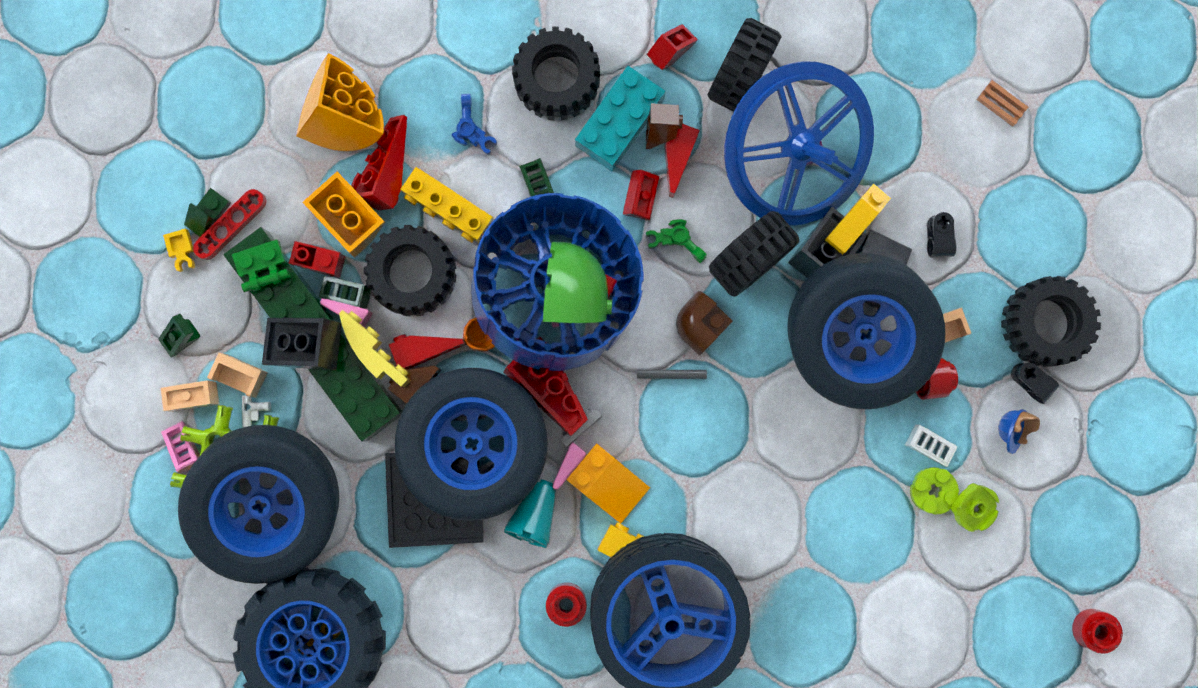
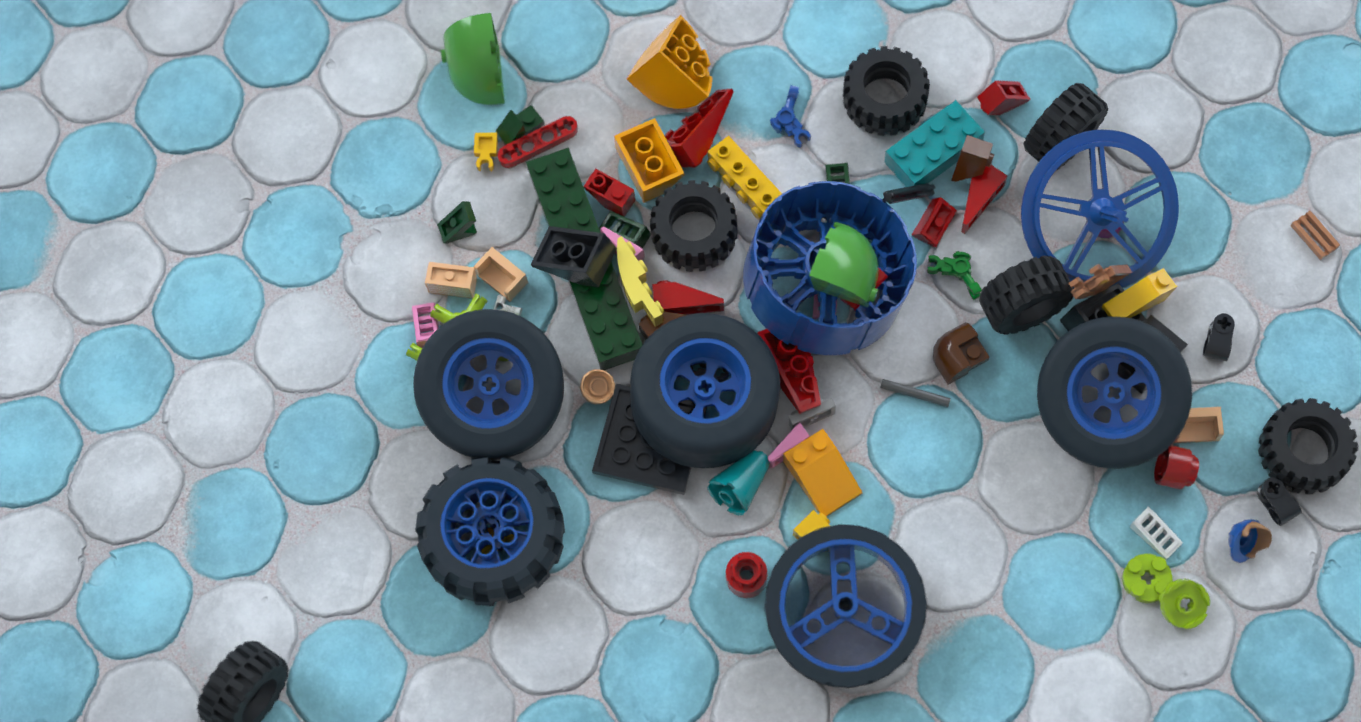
camera: 25 degrees right, 15 degrees down
(137, 158) = (474, 59): none -> bright green brick
(258, 259) = (558, 173): green plate -> none
(367, 462) = (597, 386): none -> light nougat hair
(475, 337) = (737, 303): orange hair -> none
(610, 180) = (908, 193): none -> black axle
(821, 222) = (1102, 280): none -> nougat tile

